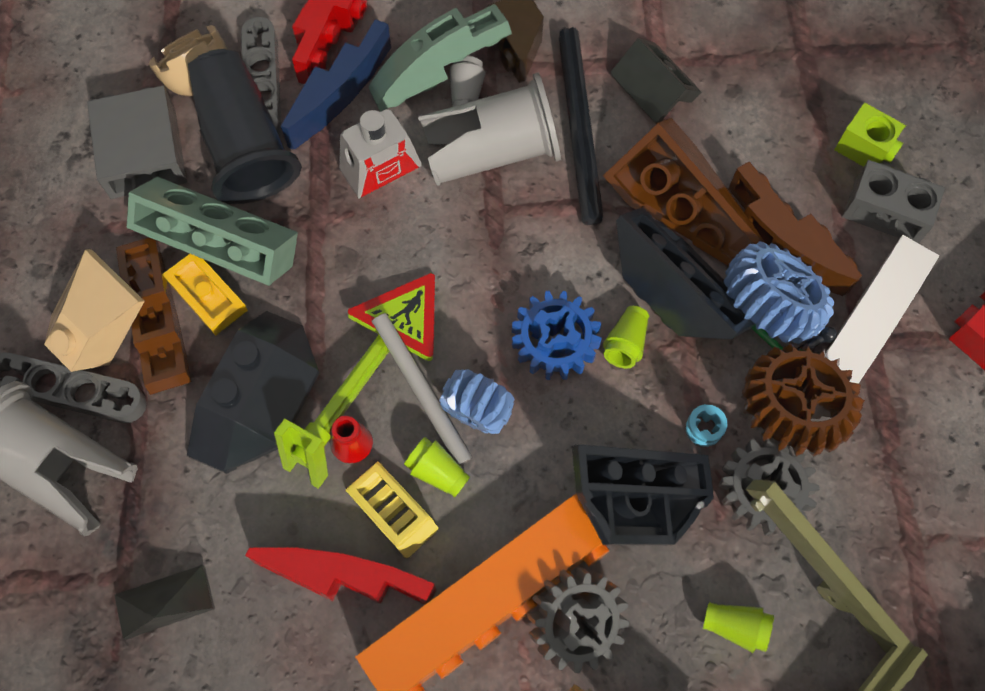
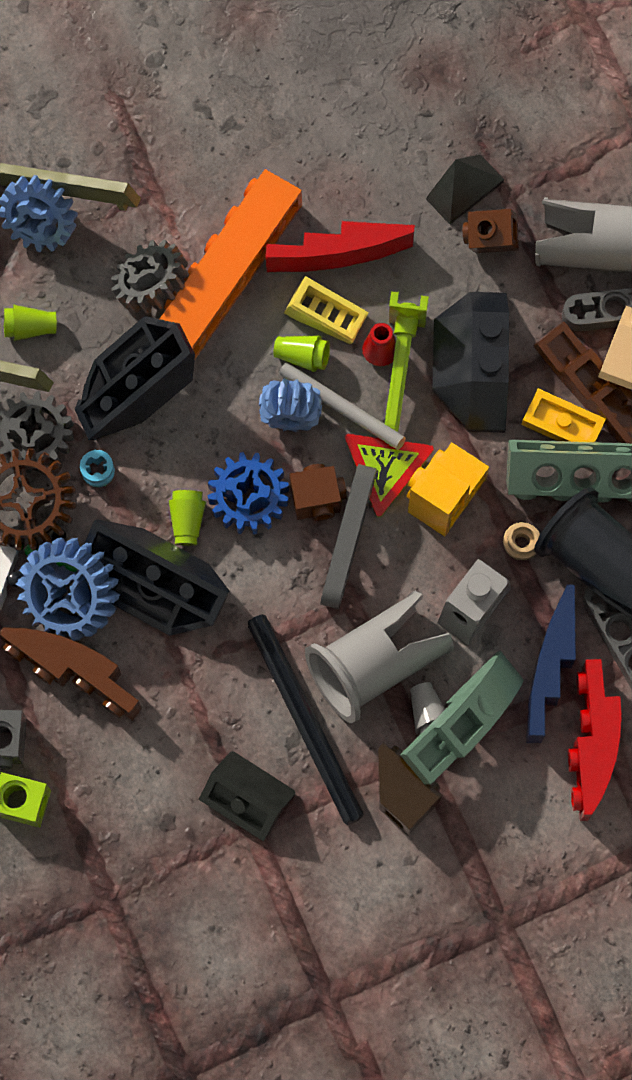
camera: 160 degrees right, 5 degrees up
(162, 519) = (502, 236): none -> reddish brown brick
(302, 191) = (520, 530): none -> tan plate
(358, 260) = (445, 487): none -> yellow brick
(470, 256) = (348, 536): none -> dark grey beam
(485, 310) = (317, 492): none -> reddish brown brick
(682, 191) = (192, 683): reddish brown wedge -> none

